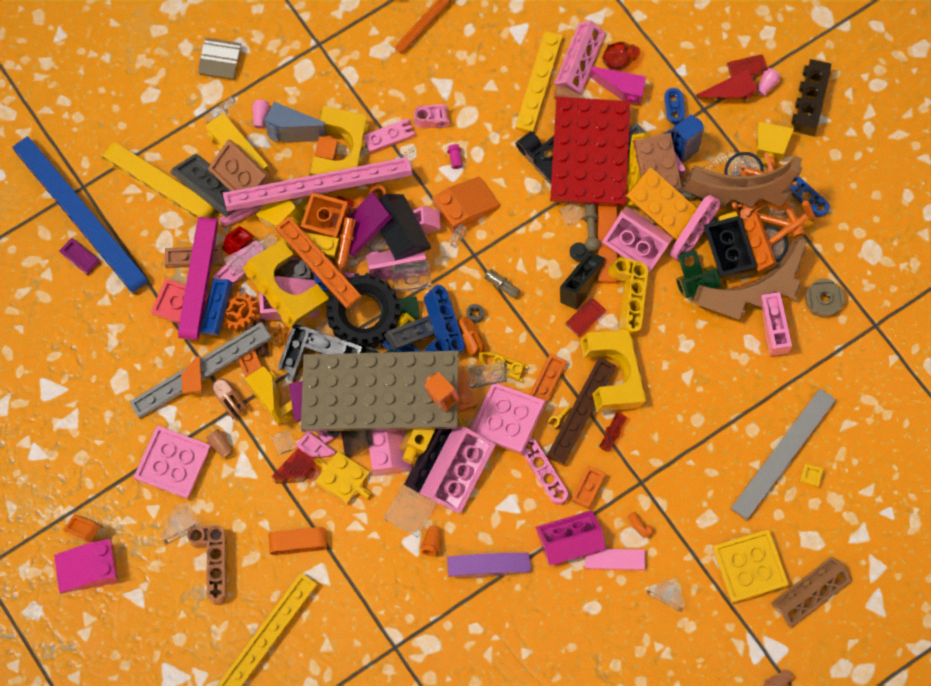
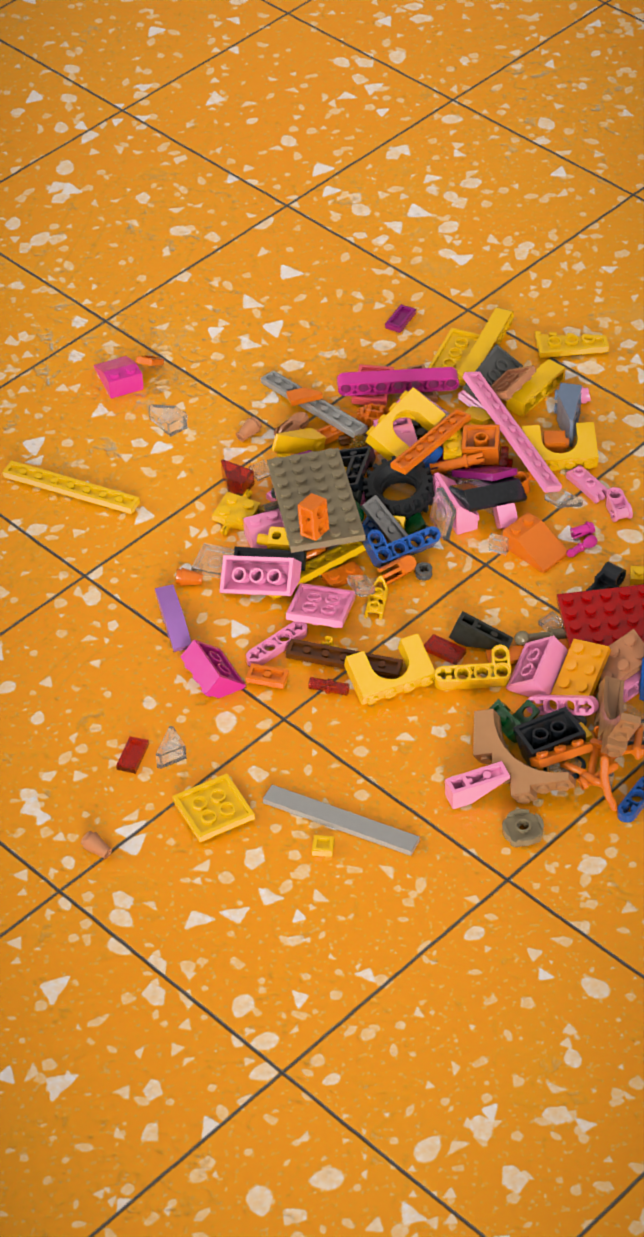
camera: 80 degrees right, 25 degrees down
(80, 215) = (437, 309): blue beam -> none
(155, 214) = (454, 349): none -> yellow tile
(172, 462) = (223, 404): bright pink plate -> none
(176, 103) = (561, 345): none -> yellow wing
(213, 565) = (138, 445): nougat beam -> none
(216, 307) = (357, 398): blue plate -> none
(219, 58) = (623, 361): dark tan slope -> none
(222, 108) = (571, 370): clear tile -> none
(237, 240) = (446, 402): red bracket -> none
(297, 541) = (169, 492): orange beam -> none
(314, 447) = (261, 488): bright pink tile -> none
(472, 156) = (589, 542): none -> dark pink piece
(502, 283) = (460, 583): dark tan axle -> none
(548, 378) = (362, 632): orange tile -> none
(578, 251) = (511, 630): pearl dark grey plate -> none
(616, 560) = (199, 710): bright pink tile -> none
(638, 526) = (233, 722): orange arm -> none
(662, 633) = (132, 755): none -> clear red tile
(795, 596) = (201, 854): medium nougat fence -> none

